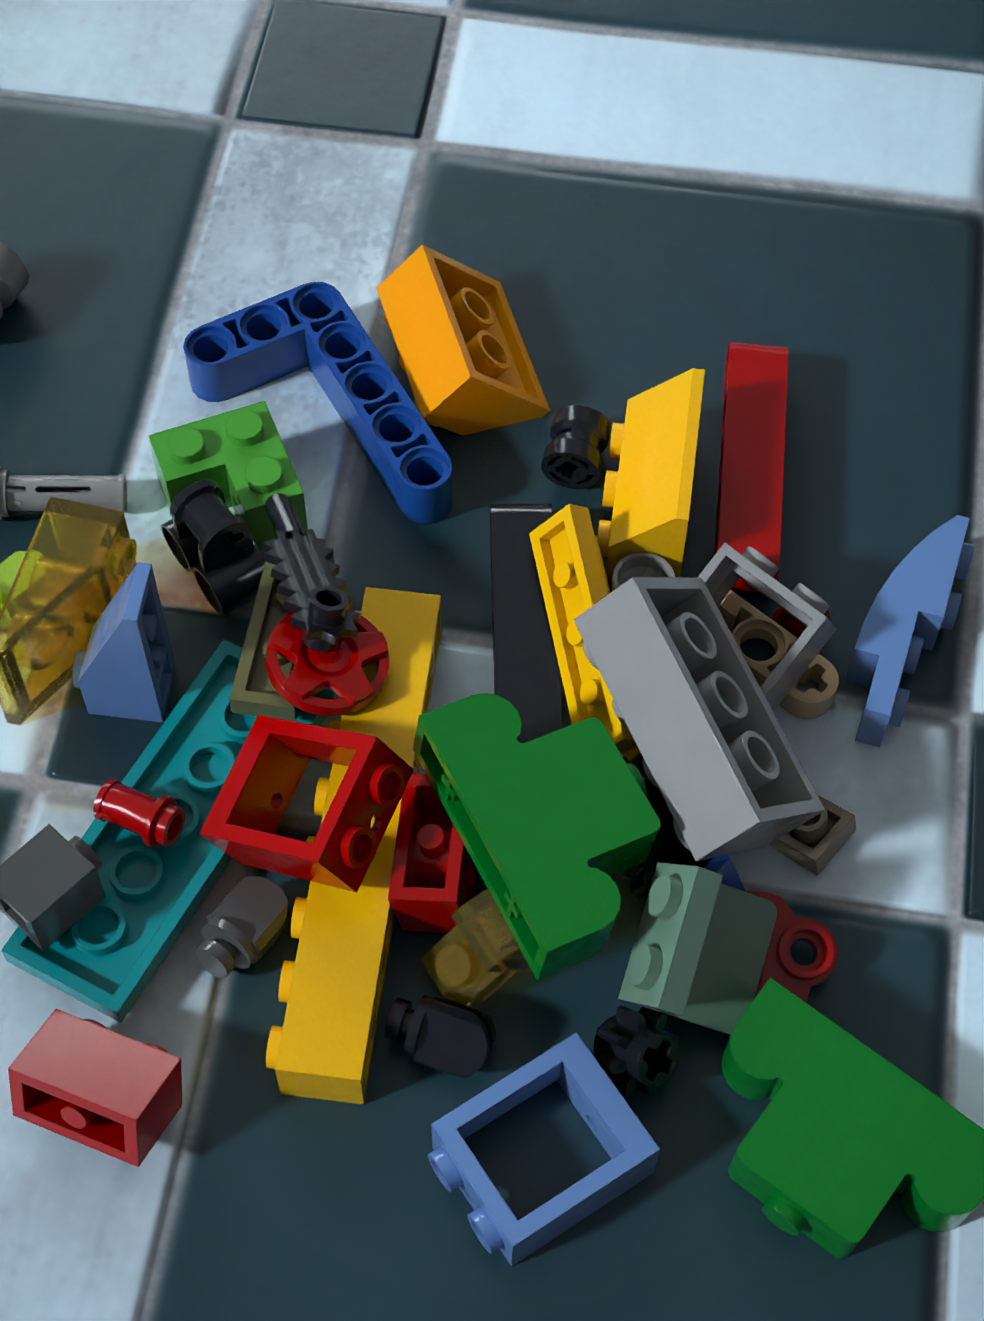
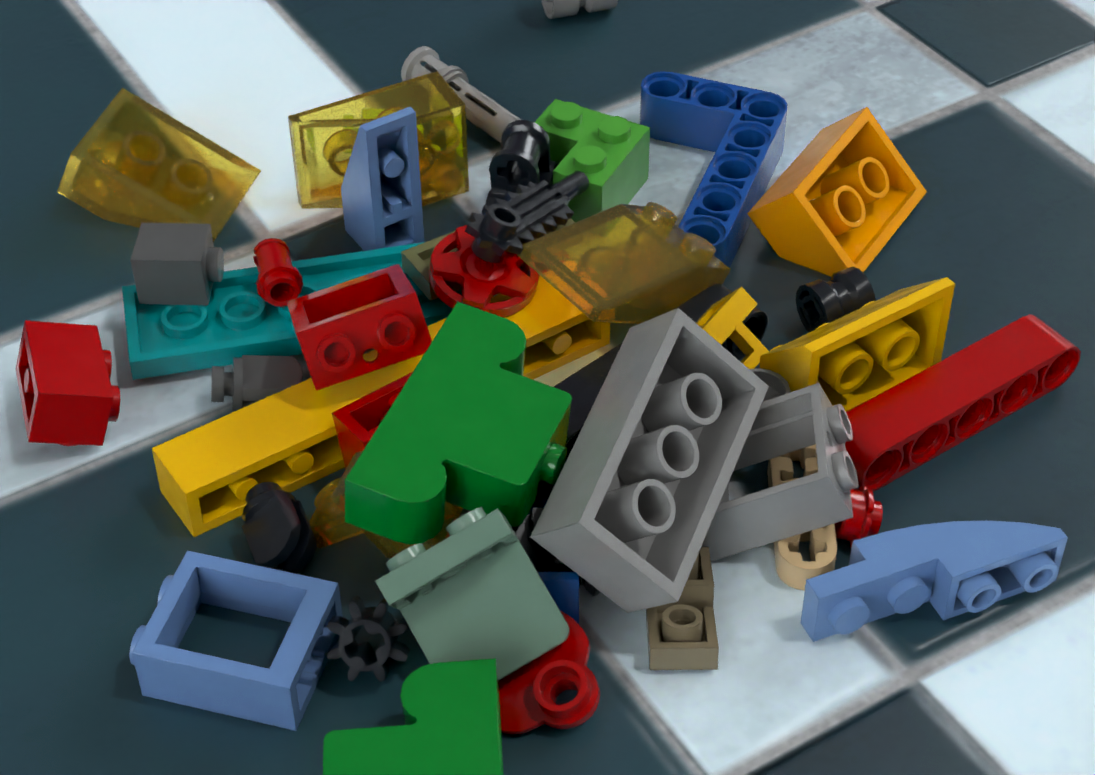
camera: 50 degrees right, 15 degrees down
(425, 553) = (626, 263): none -> clear yellow slope

